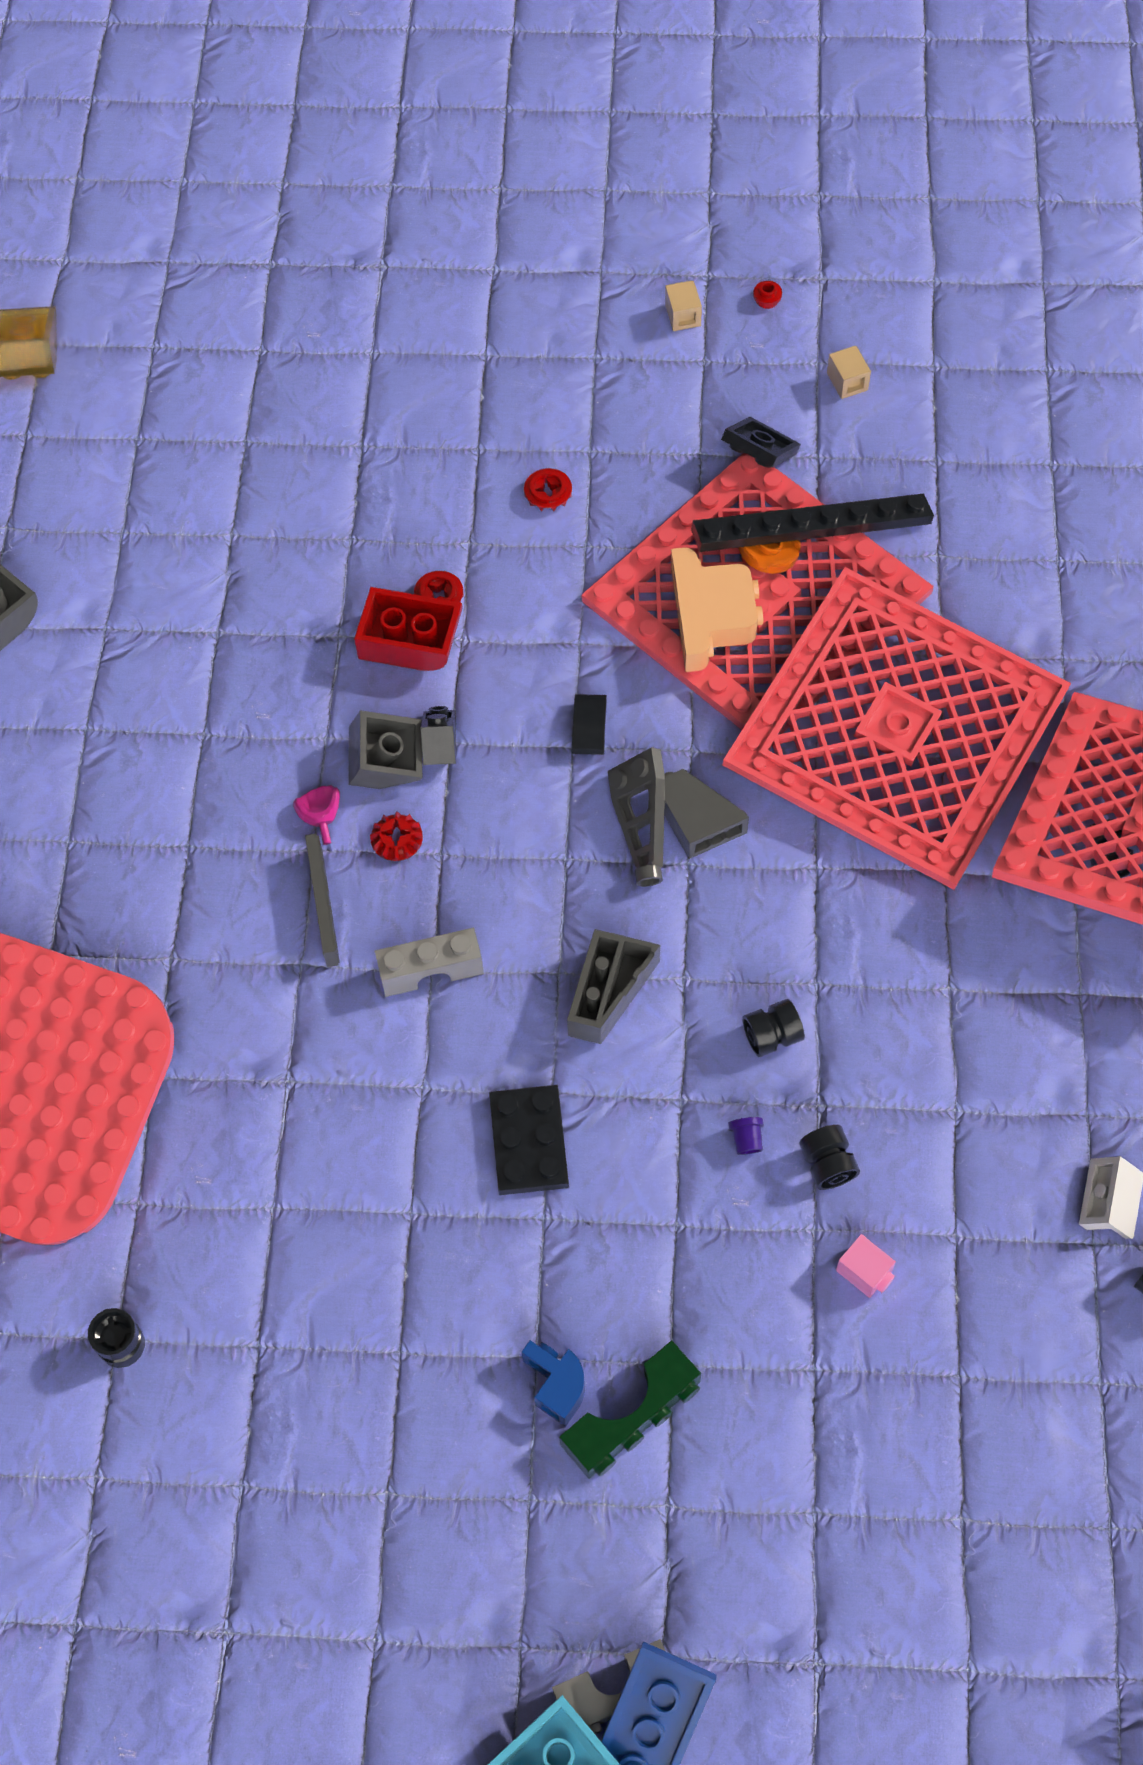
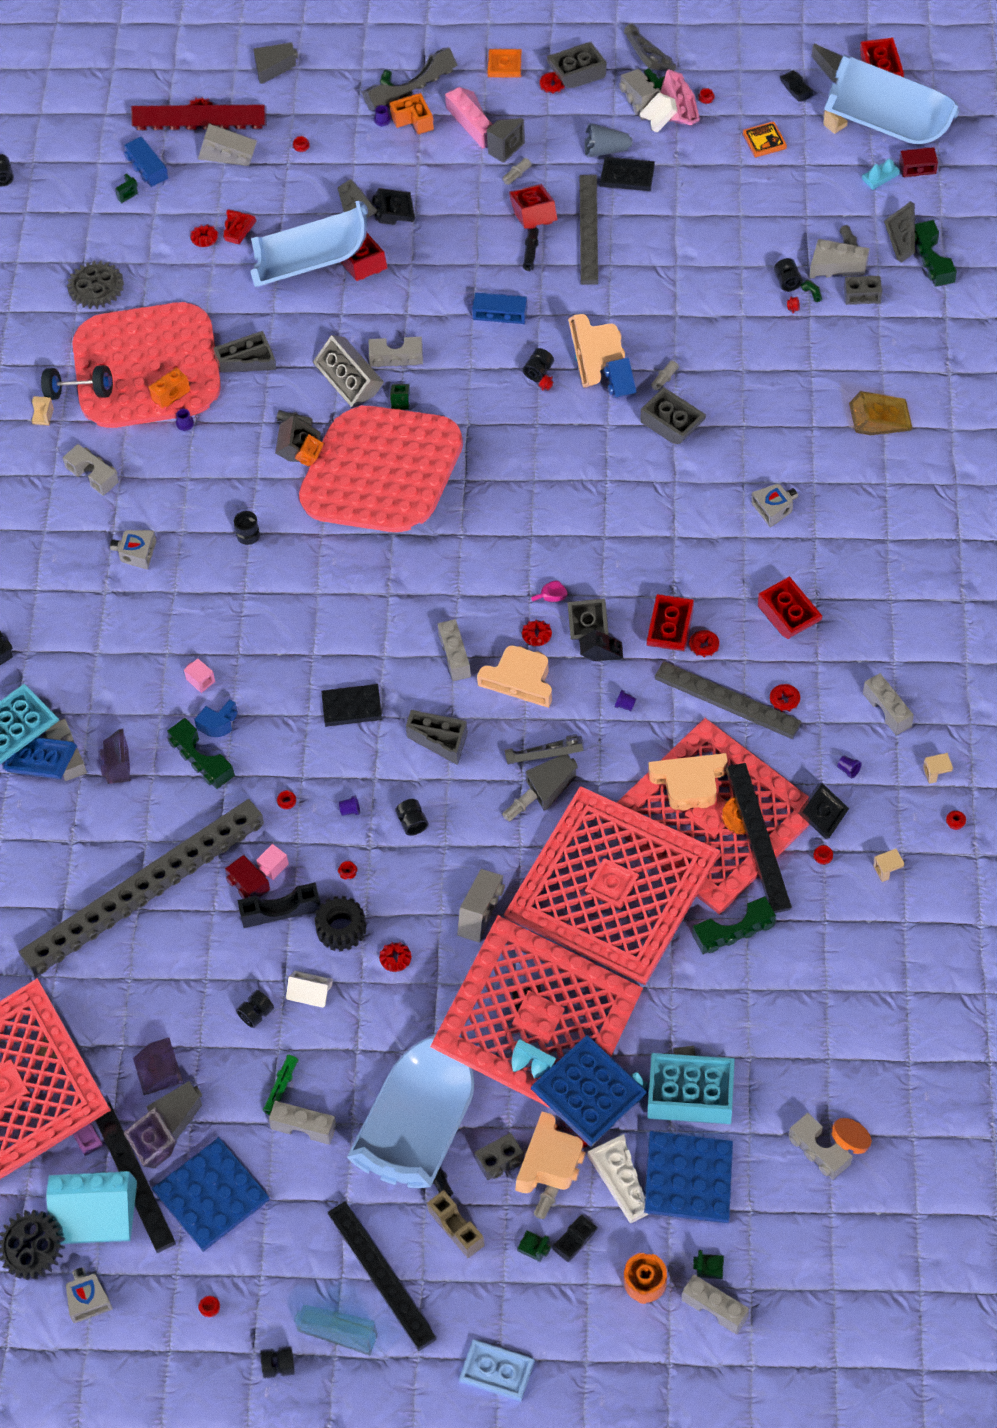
camera: 90 degrees right, 5 degrees down
(132, 1568) = (135, 547): none -> light grey torso
(179, 485) = (773, 503): none -> light grey torso
(322, 900) = (493, 597): dark grey tile -> none
(393, 468) = (788, 608): none -> red brick
(452, 1420) = (199, 675): none -> bright pink brick
(487, 858) = (519, 675): none -> light nougat brick
(544, 568) = (728, 700): none -> dark grey plate
(545, 705) = (625, 701): none -> dark purple piece
(550, 363) = (896, 712): none -> light grey arch
(589, 724) = (612, 723): black slope -> none
(645, 1575) = (116, 758): none -> clear purple slope
(677, 411) = (849, 766): none -> dark purple piece
(733, 1238) = (286, 795): none -> red plate
(742, 863) = (519, 805): none -> light grey axle
(828, 1153) = (334, 844): black wheel -> none
(829, 453) = (823, 854): none -> red plate
(875, 1129) = (347, 865): none -> red plate
(903, 1310) = (246, 878): none -> dark red brick
(942, 915) = (479, 905): none -> light grey wedge
(944, 538) = (712, 936): none -> dark green arch
(951, 1221) = (260, 911): none -> black arch
(997, 1116) = (346, 936): none -> black tyre
(1030, 1068) = (403, 959): none -> red gear
(1107, 1707) = (131, 887): none -> dark grey brick

